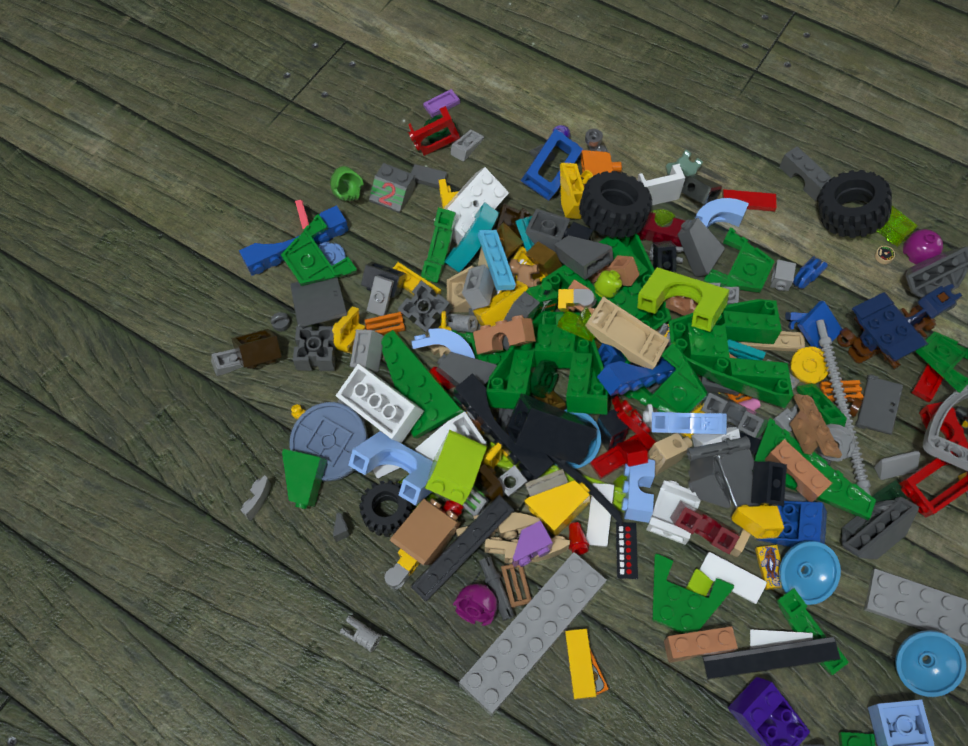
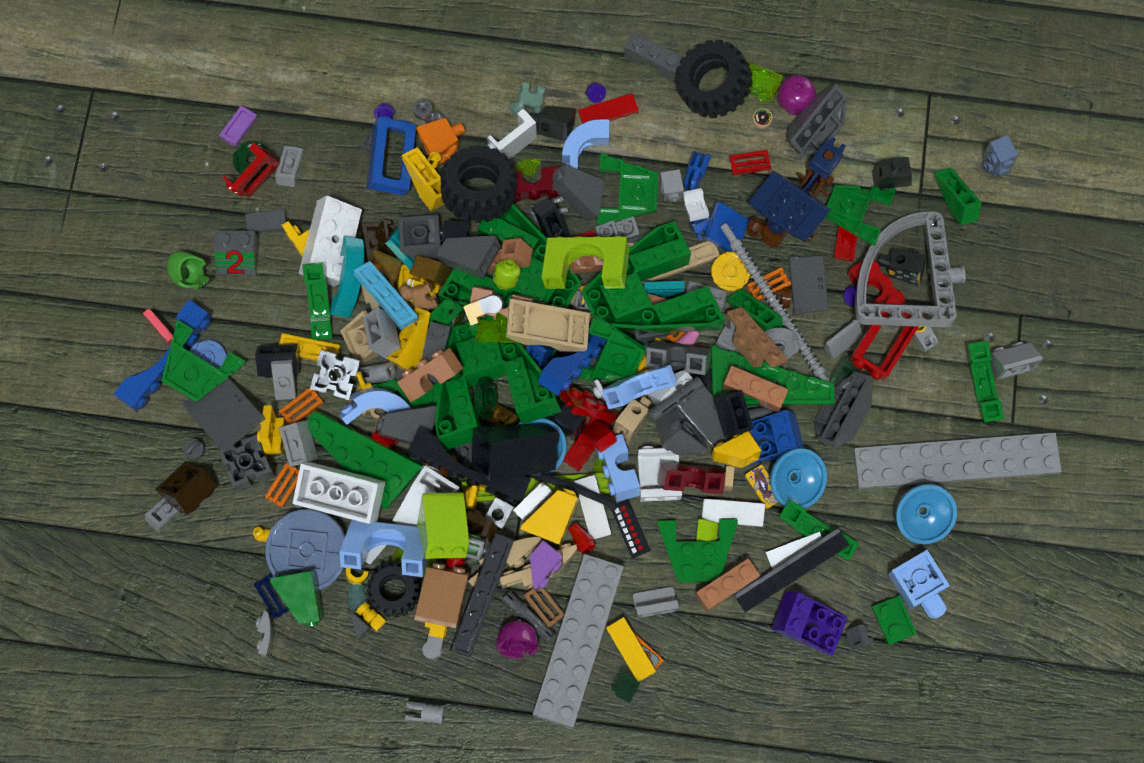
camera: 25 degrees left, 10 degrees up
(281, 485) = (264, 582): none -> clear blue tile
(330, 380) = (293, 470): none -> orange tile
(350, 505) = (359, 603): none -> piece
(559, 699) = (625, 688): none -> clear green panel
(622, 629) = (655, 602): none -> light grey panel
(744, 181) = (595, 92): none -> dark purple tile
(798, 298) = (695, 204): none -> white bracket
(860, 287) = (732, 158): none -> red tile
(917, 431) = (849, 296): none -> dark purple tile

